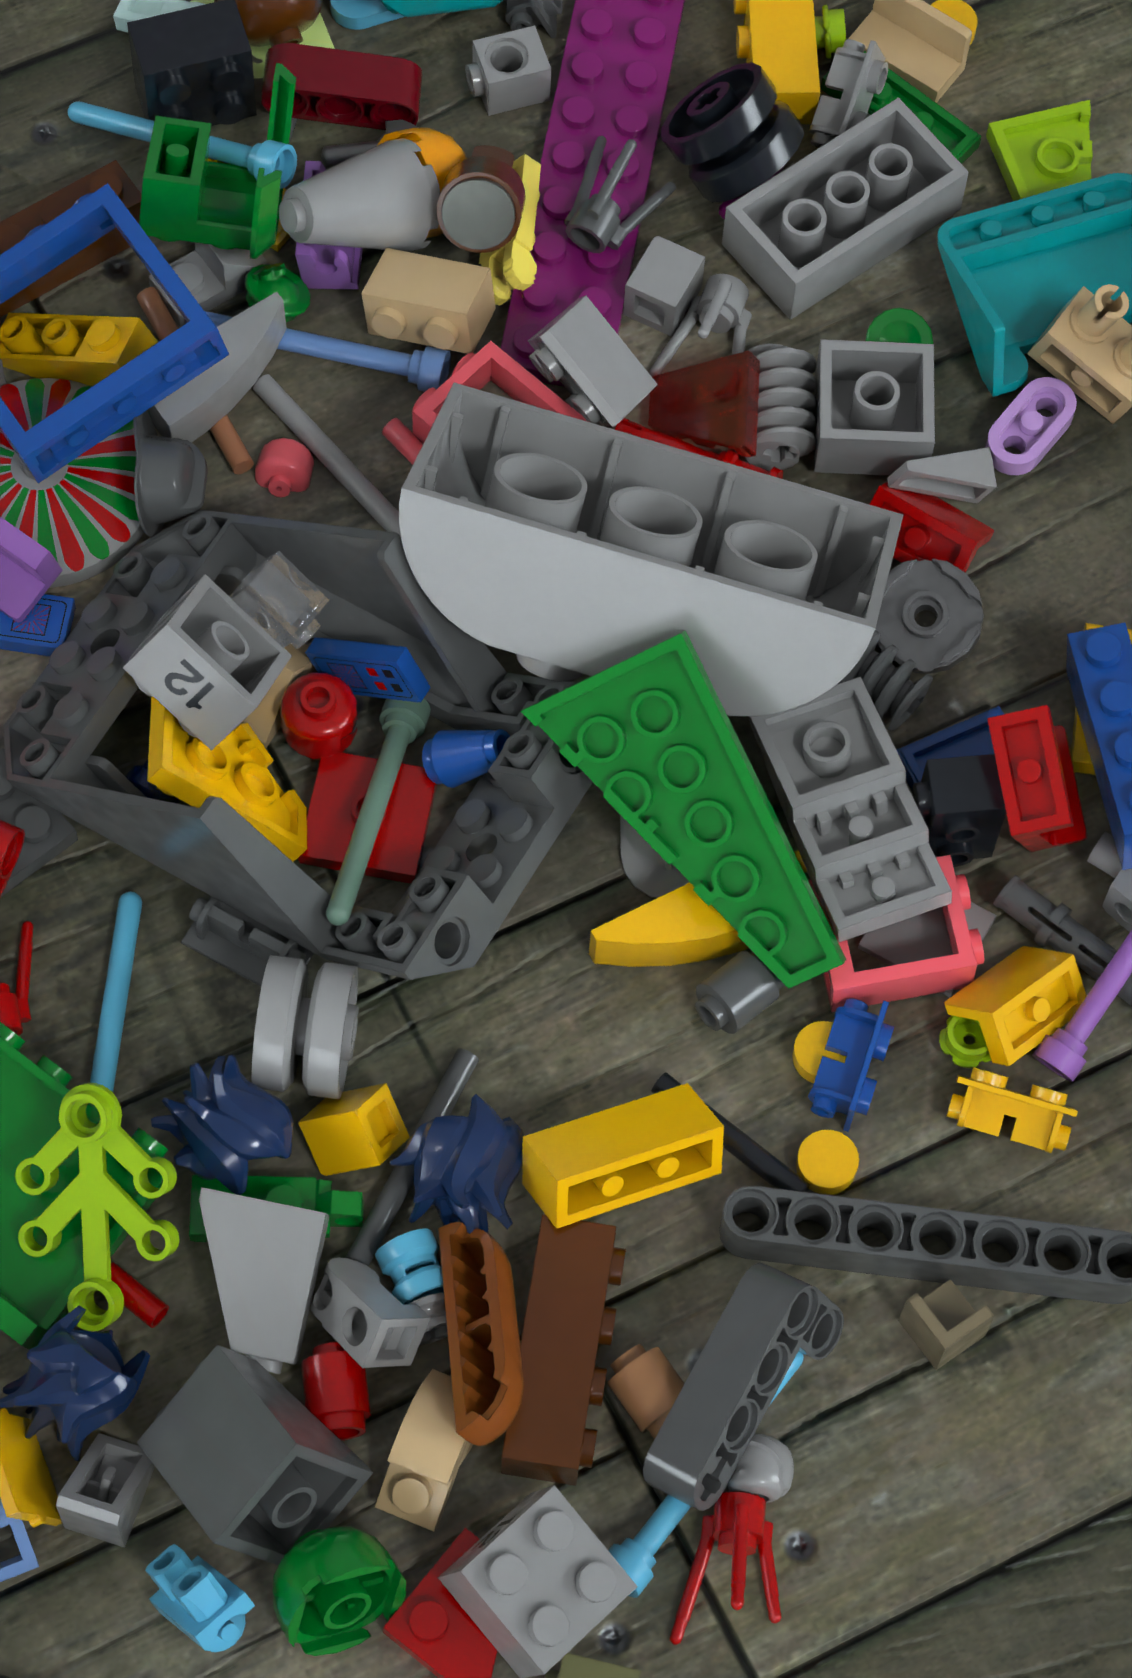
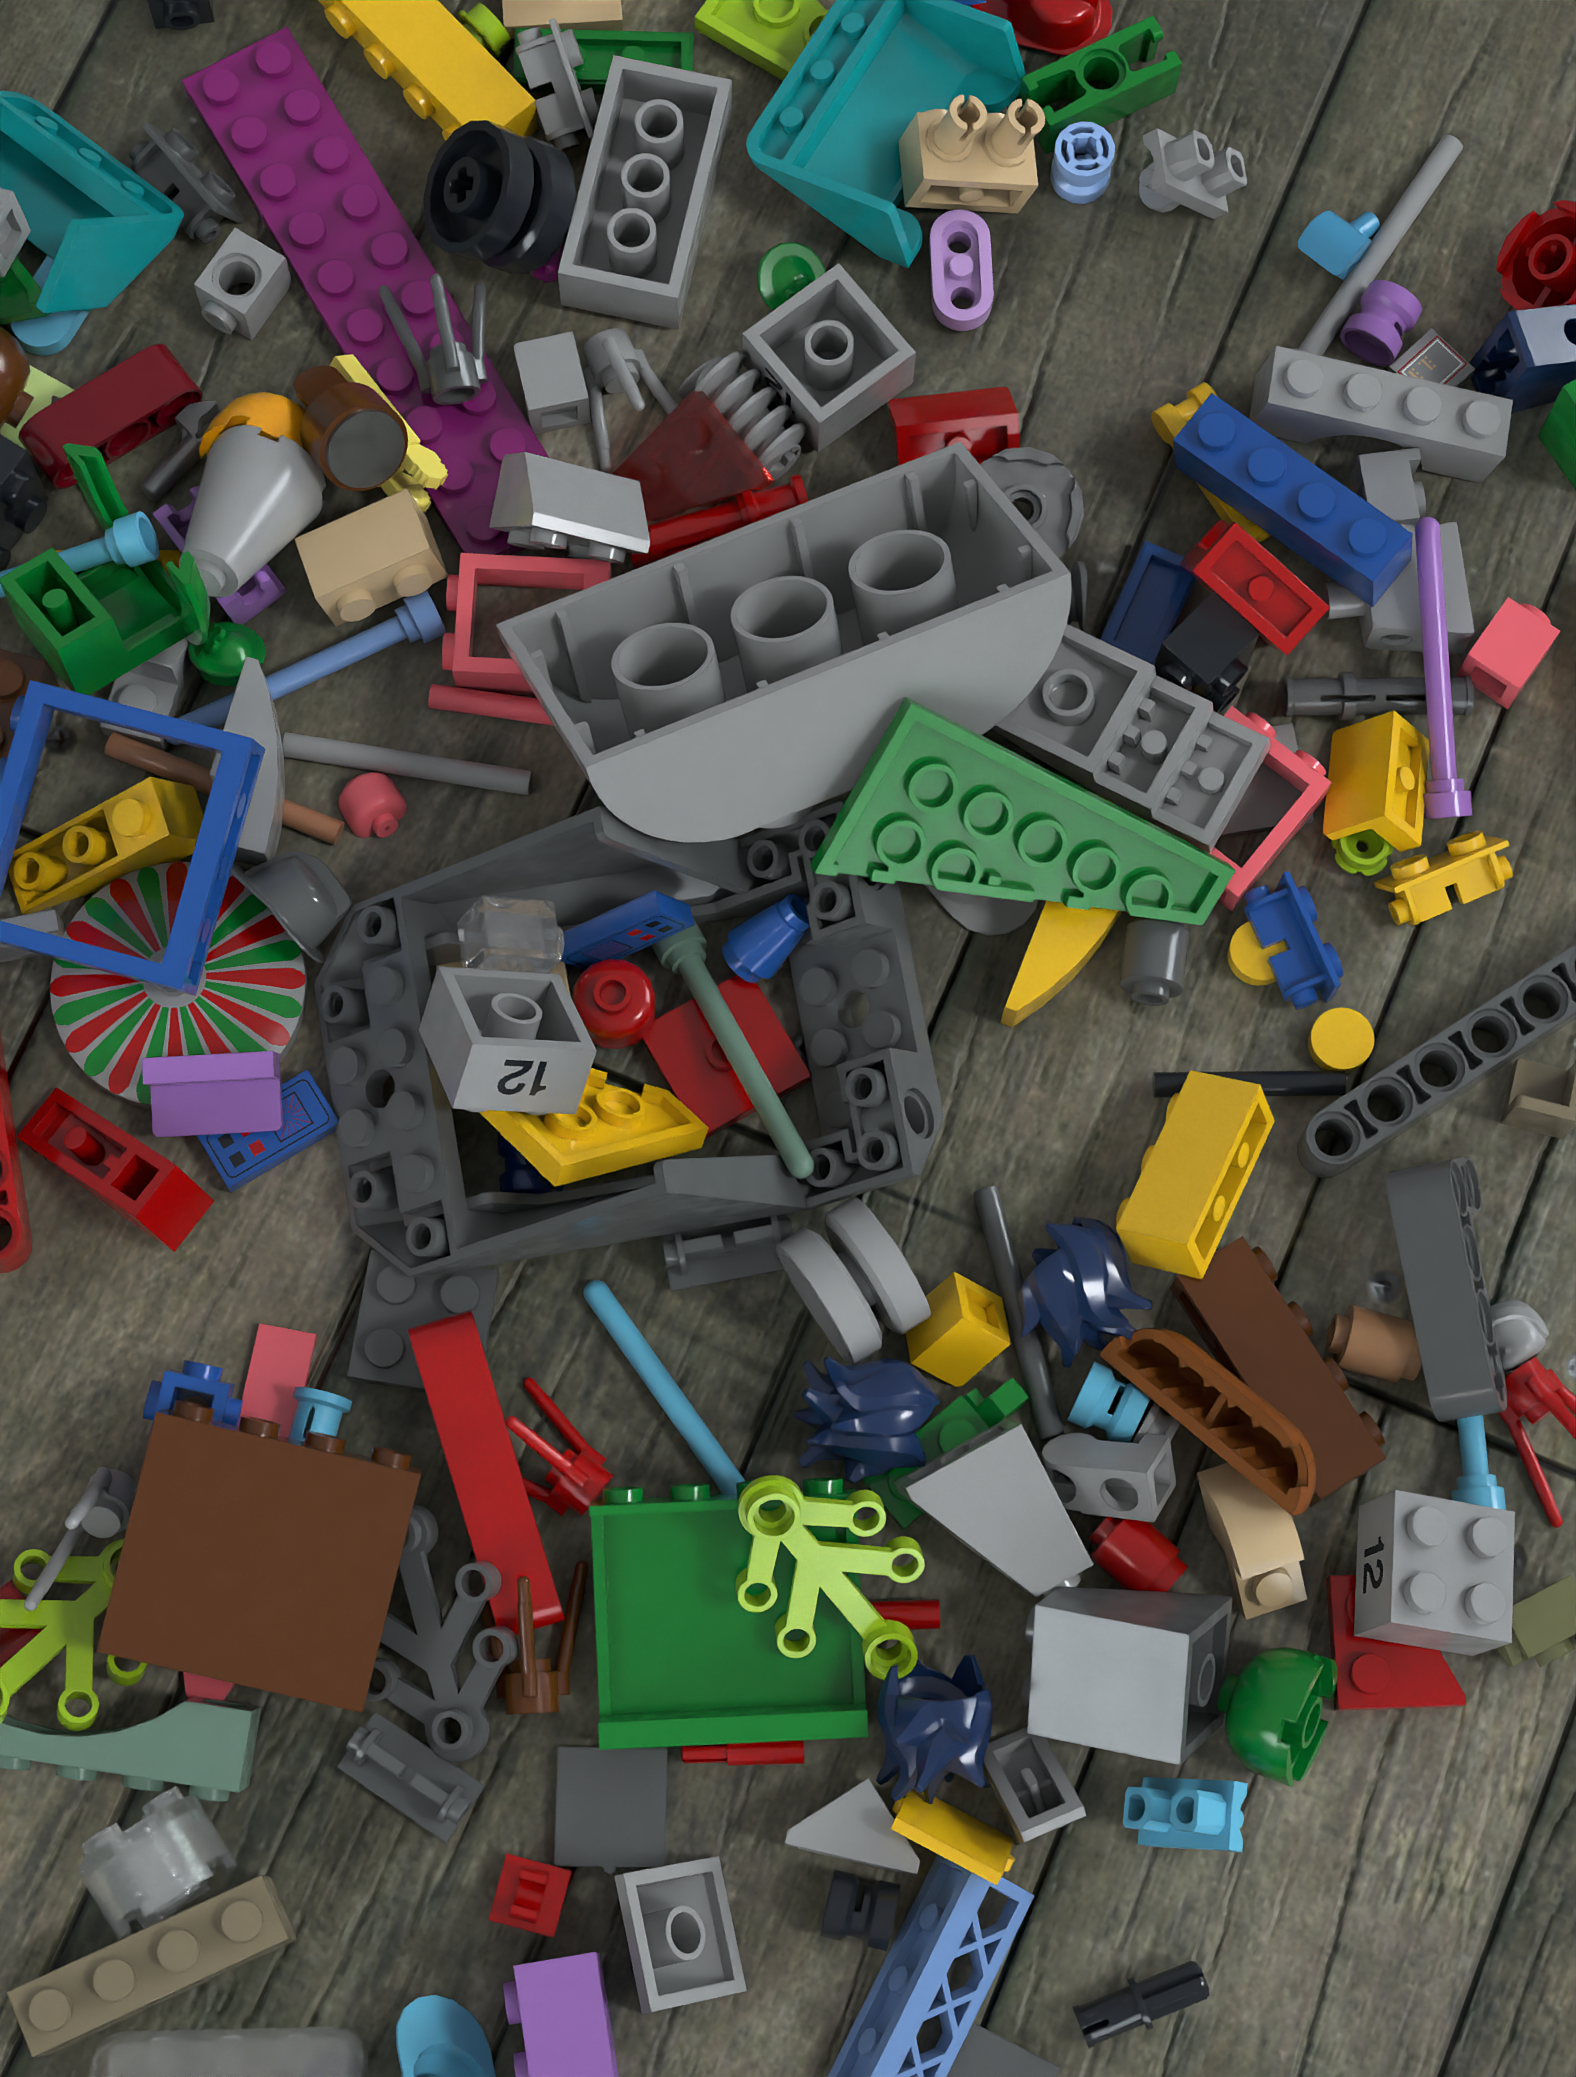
camera: 40 degrees left, 10 degrees up
(955, 476) = (944, 364): light grey piece -> none

